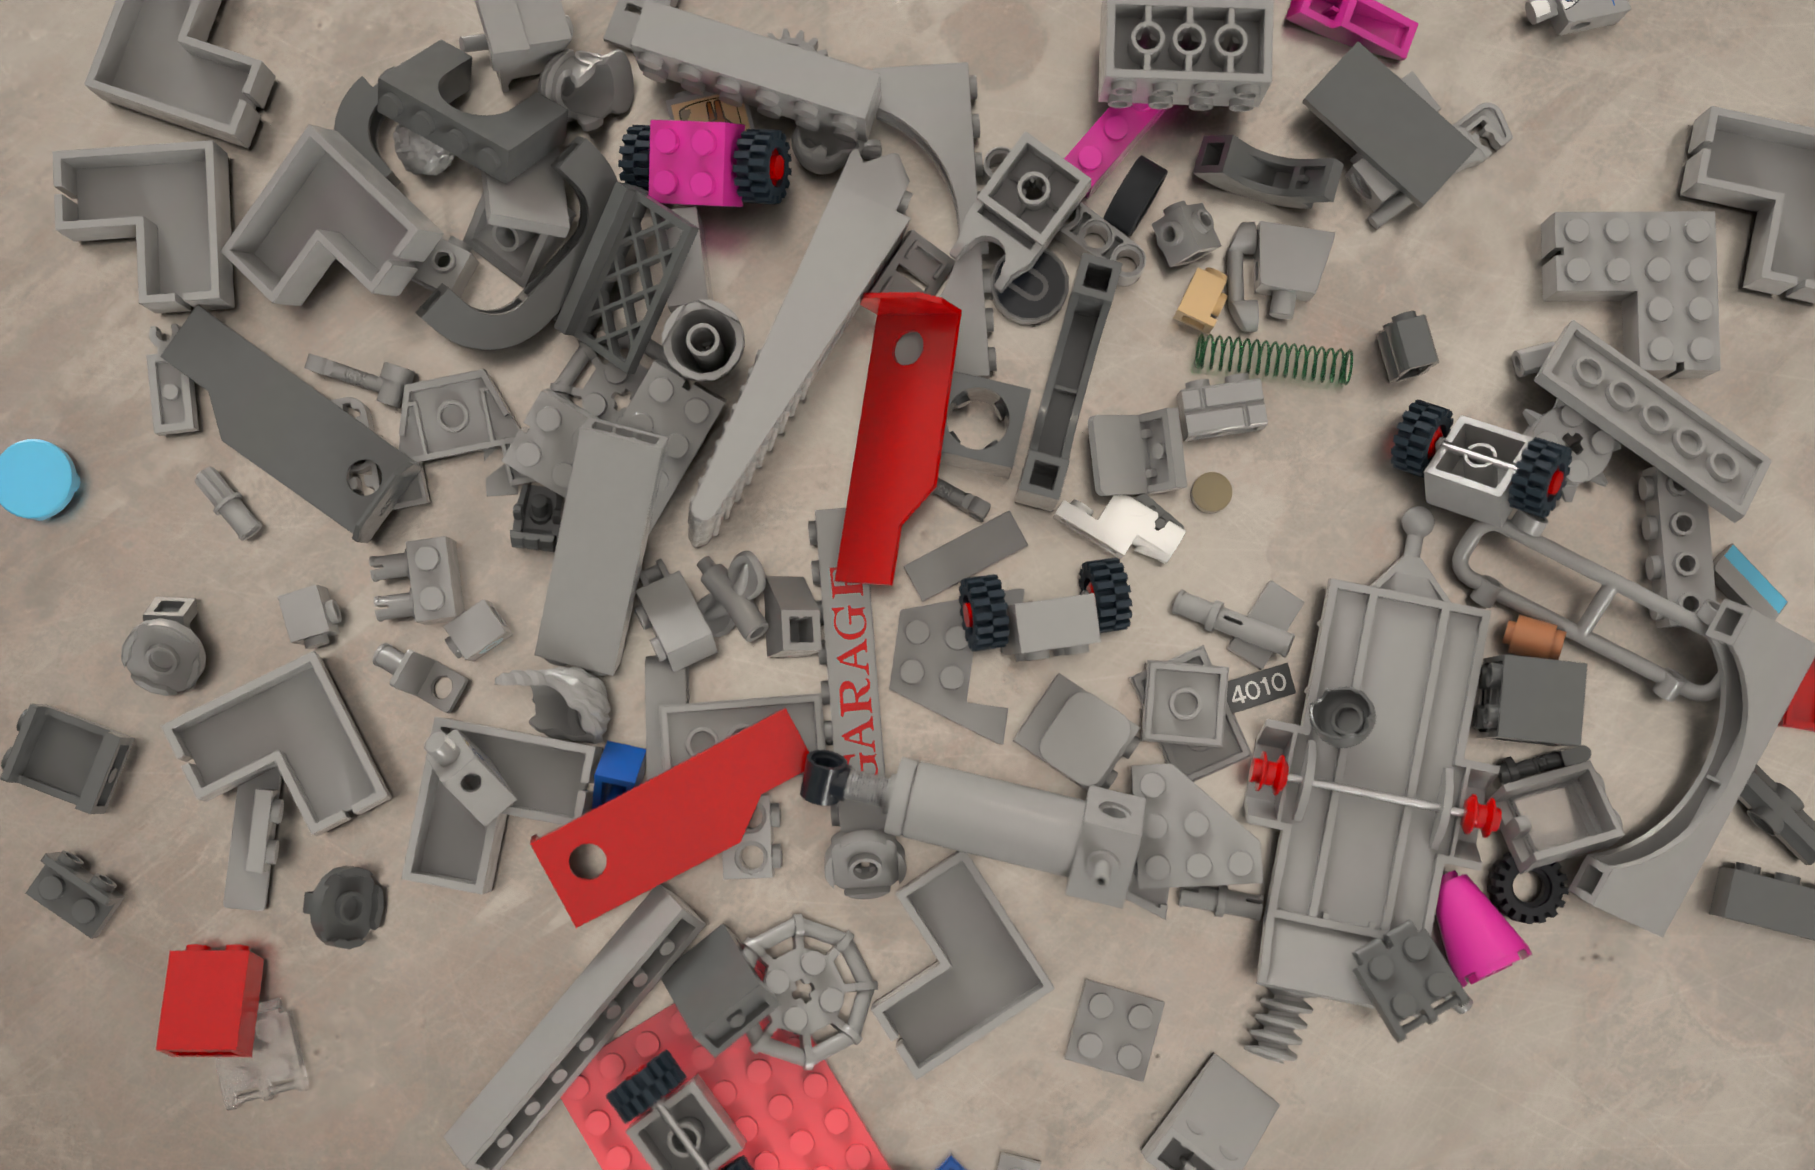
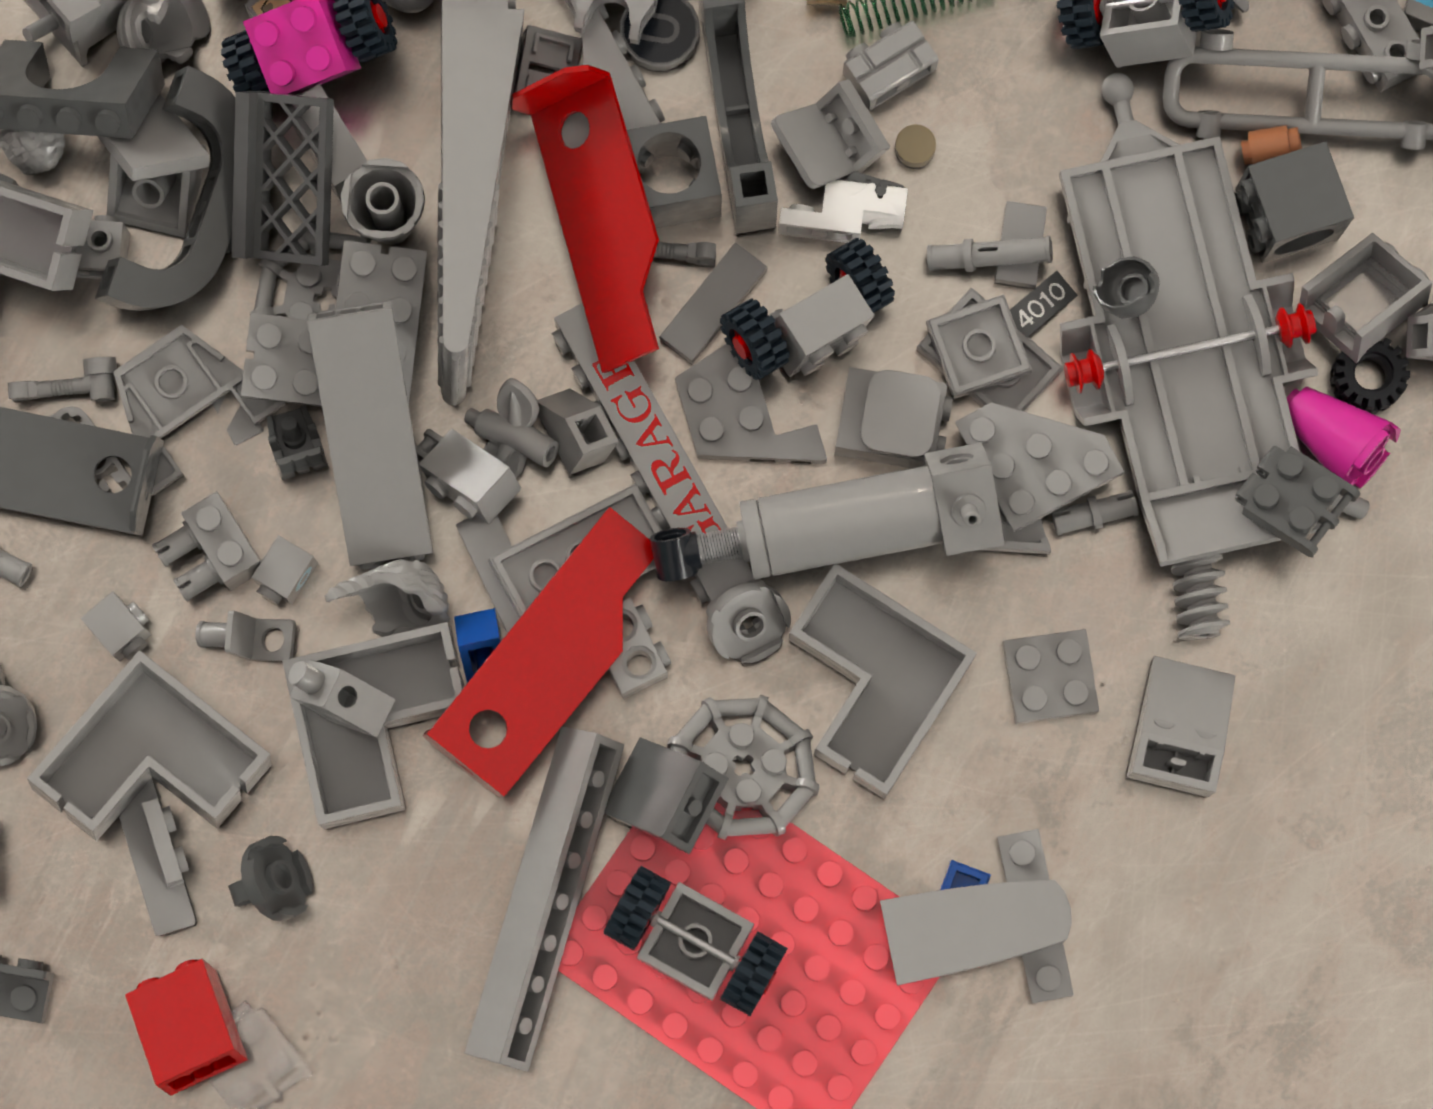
camera: 25 degrees left, 5 degrees down
(1561, 757) = (1348, 241): dark grey hinge -> none

